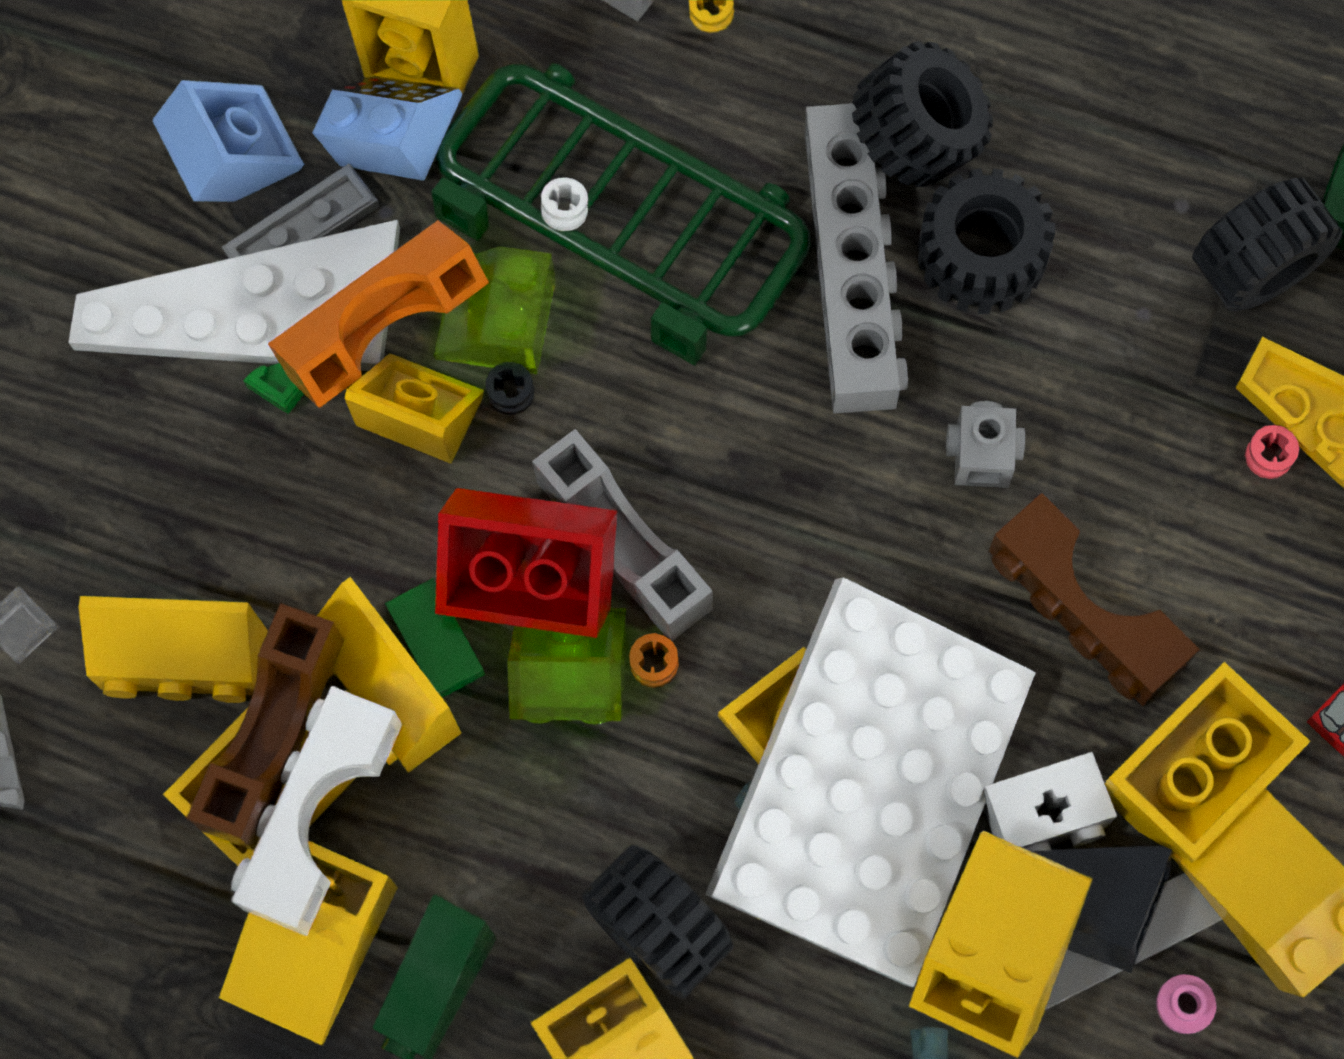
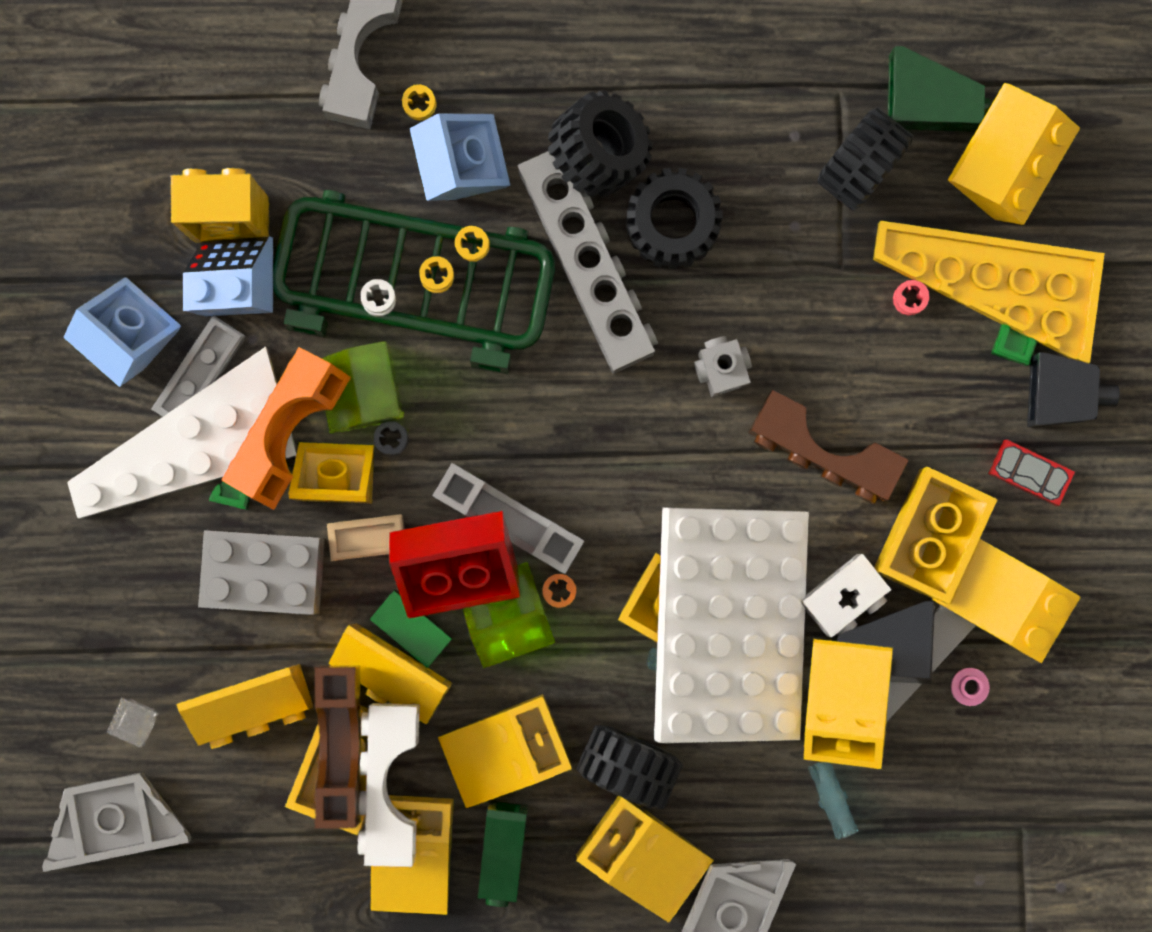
camera: 25 degrees left, 15 degrees up
(270, 489) = (261, 572): none -> light grey brick
(412, 496) = (362, 537): none -> tan tile
(496, 843) = (505, 751): none -> yellow slope
(637, 198) = (429, 284): none -> yellow bush
(710, 166) = (465, 252): none -> yellow bush
(736, 79) = (459, 156): none -> light blue slope

